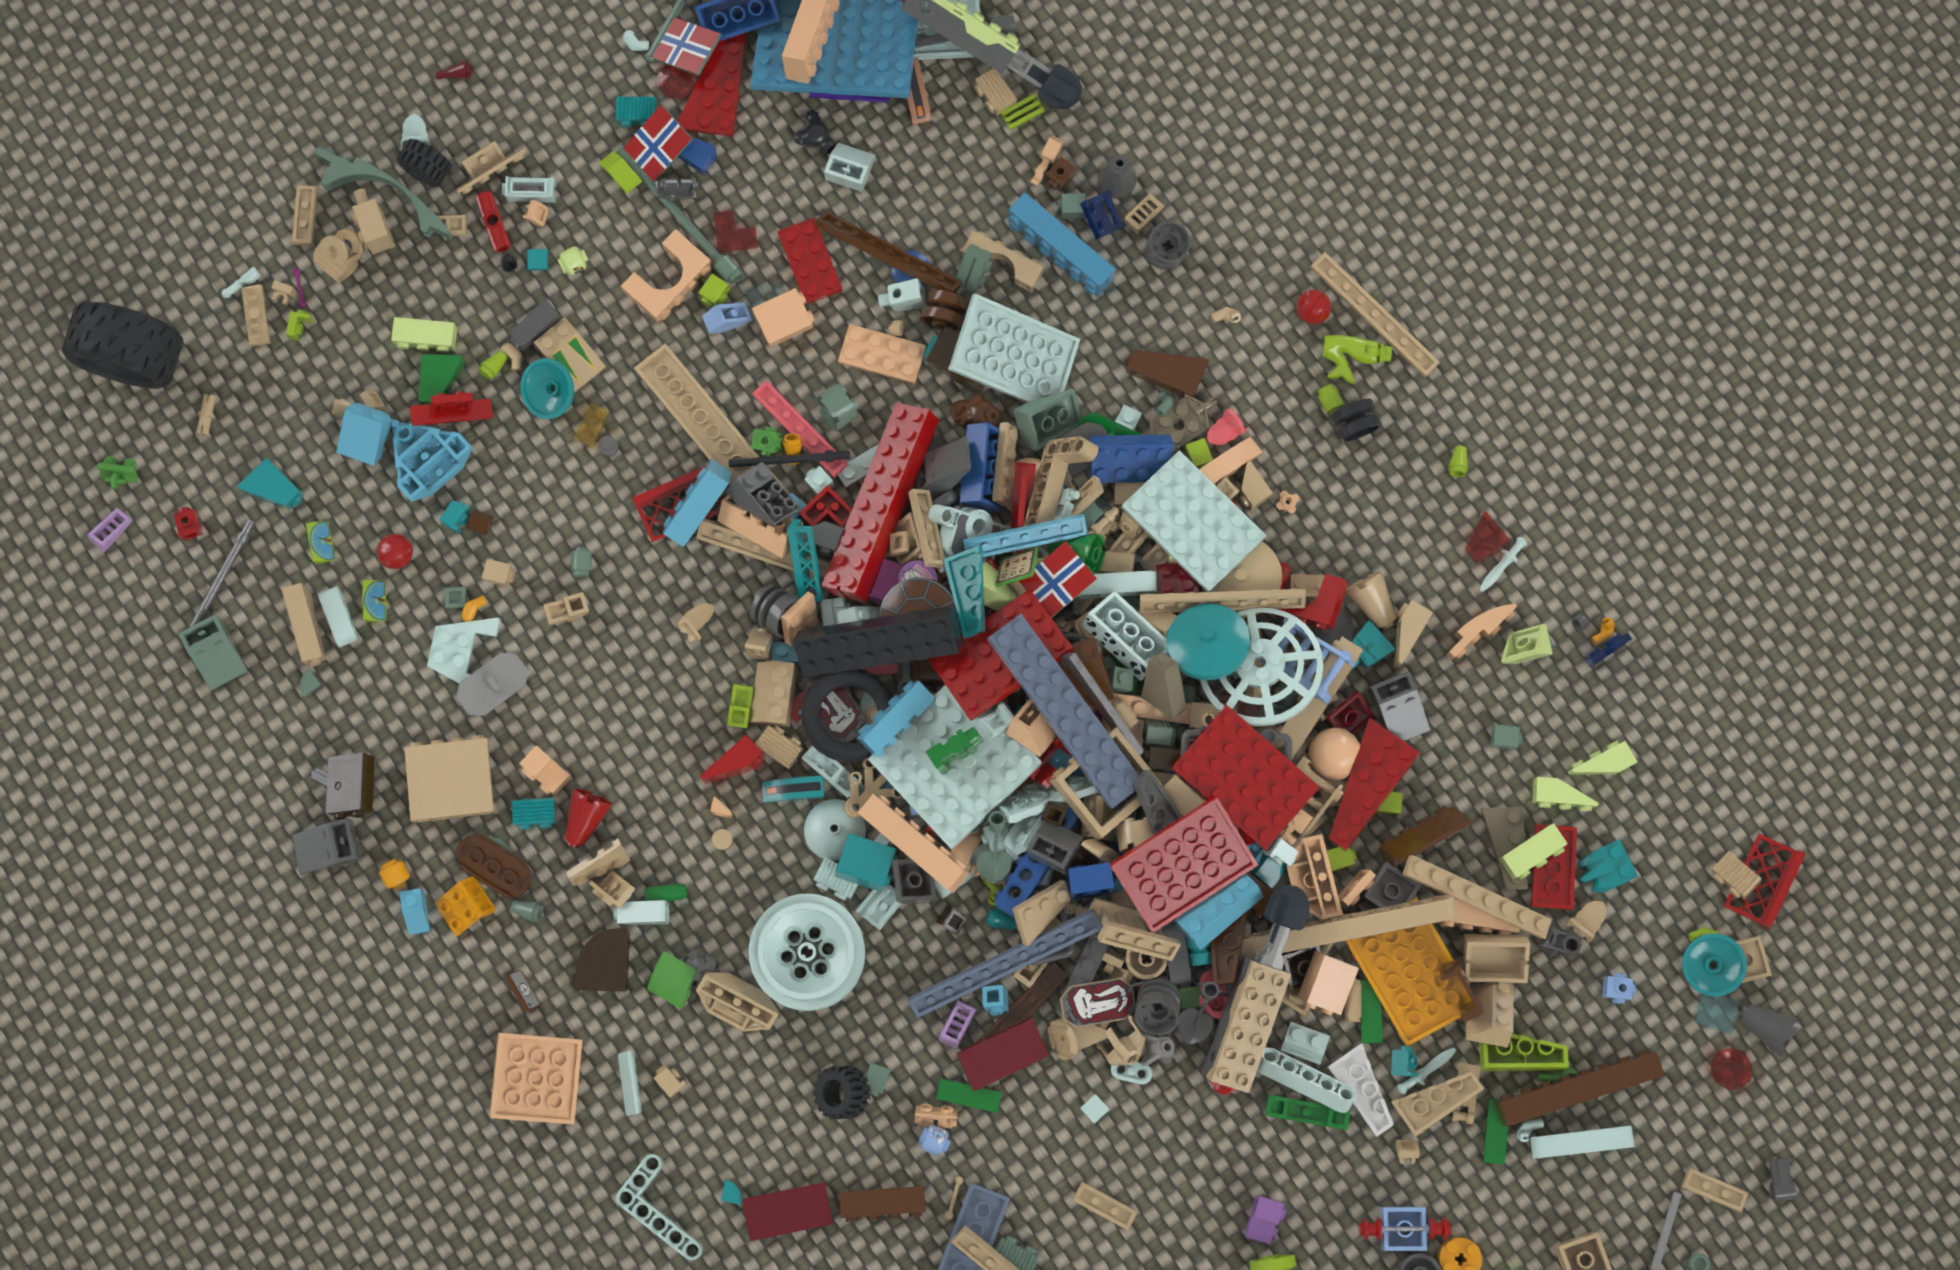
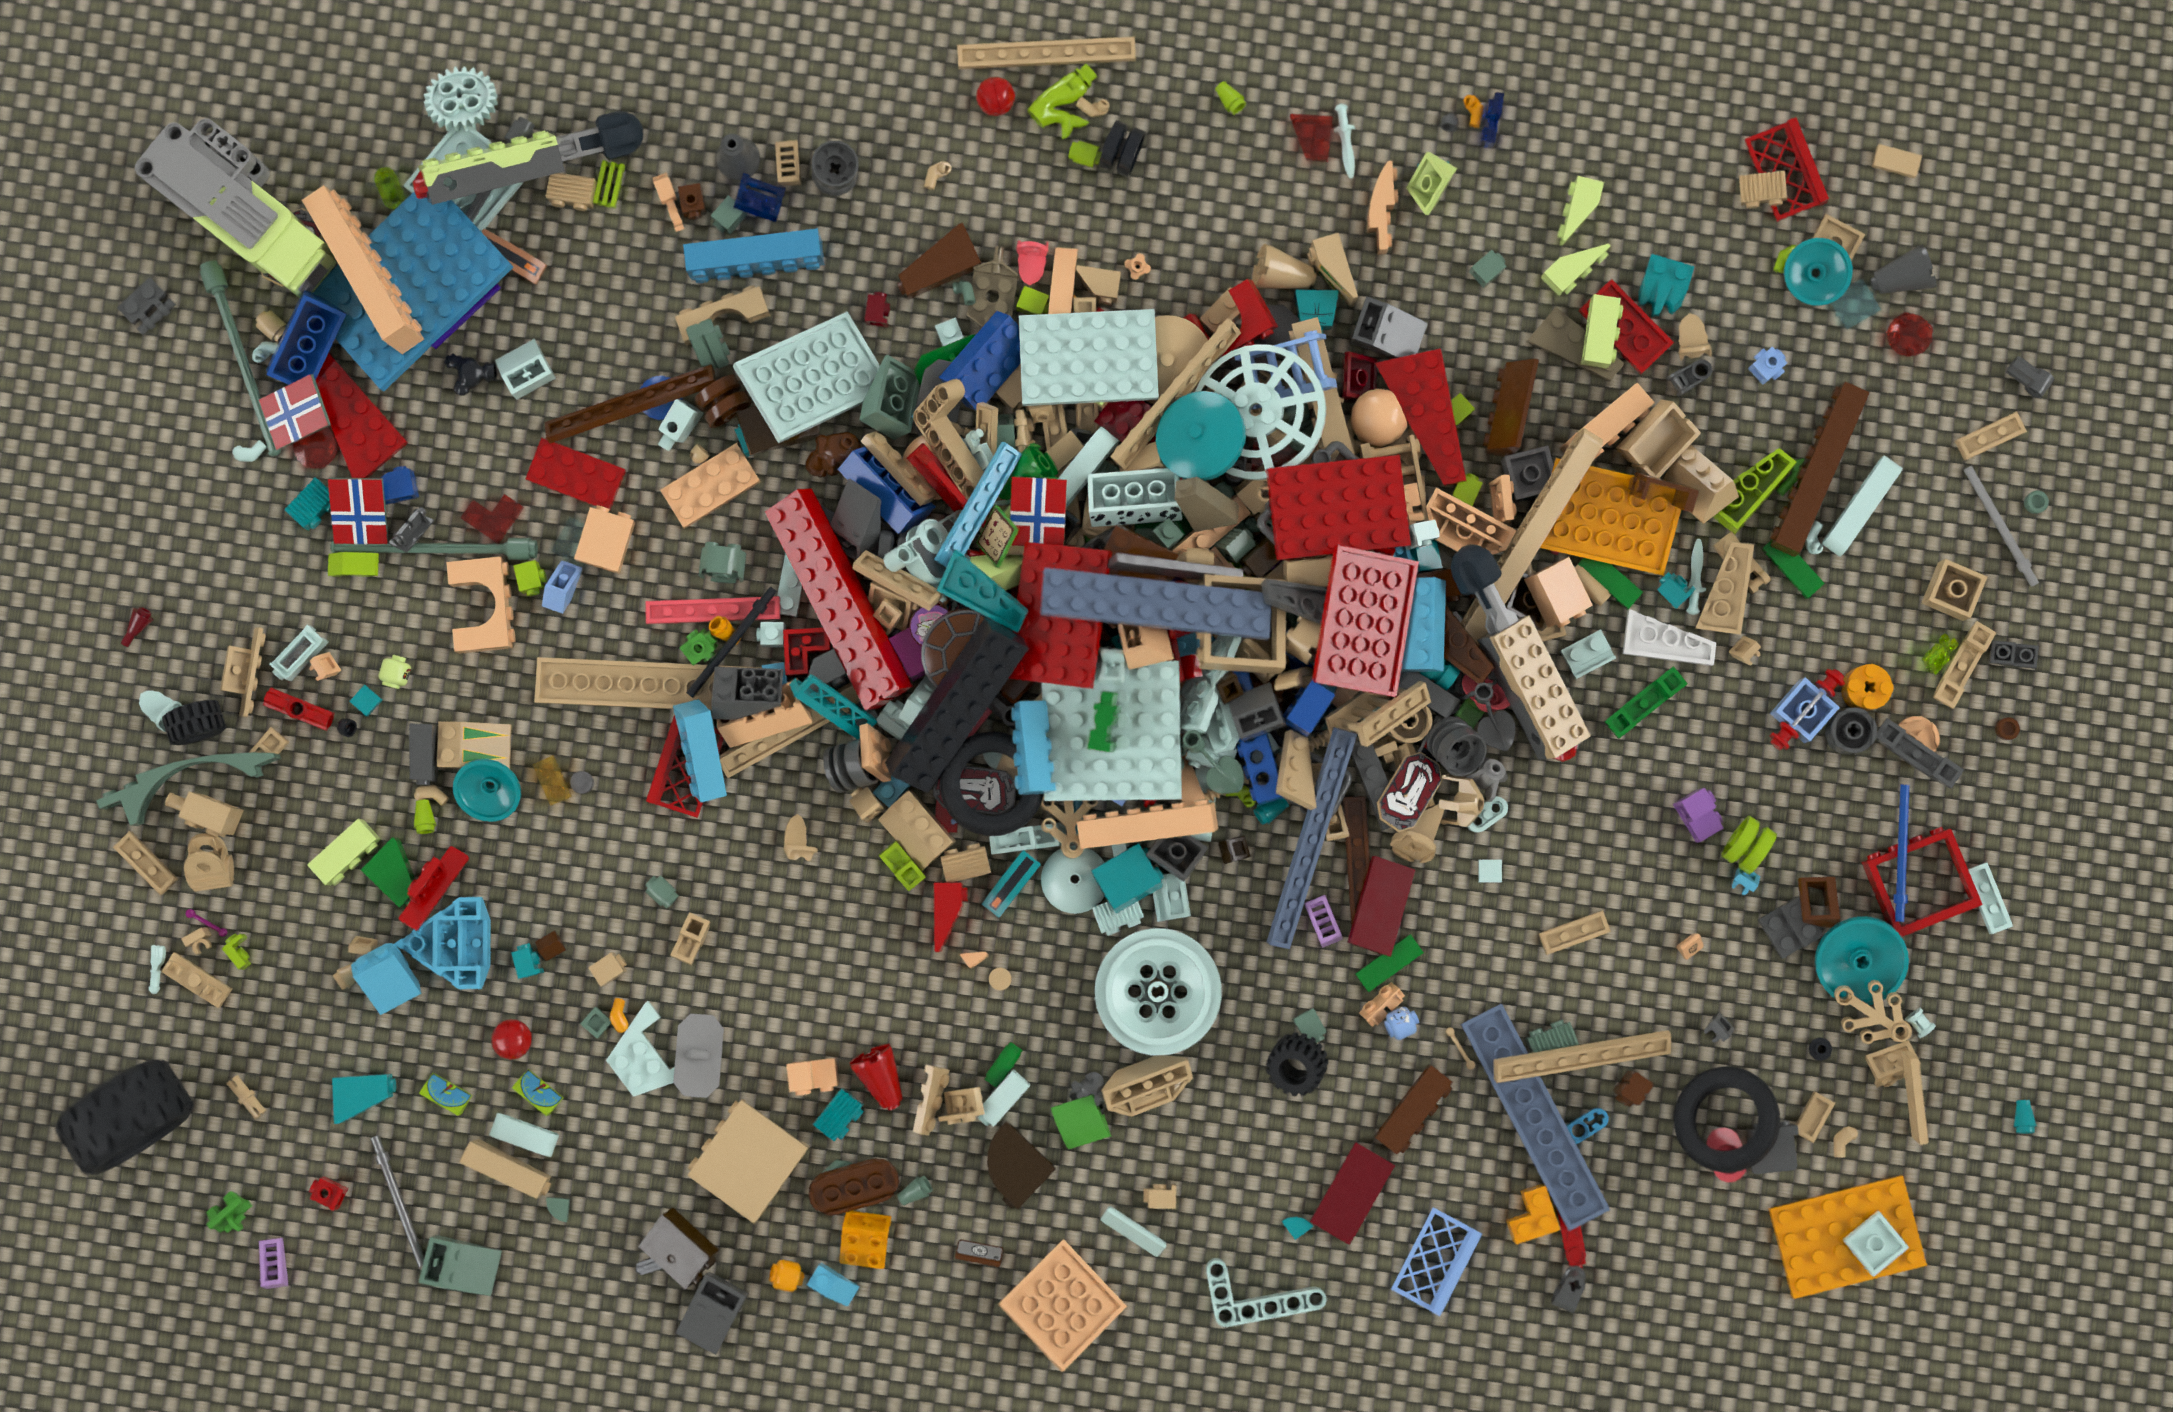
camera: 45 degrees left, 5 degrees up
(995, 999) = (1332, 872): medium azure brick -> none
(1099, 357) = (877, 309): none -> dark red brick
(1306, 1080) = (1621, 679): light aqua beam -> none
(1366, 379) = (1093, 109): none -> tan arm
(1477, 897) = (1598, 410): tan plate -> none
(1842, 952) = (1896, 161): none -> tan tile

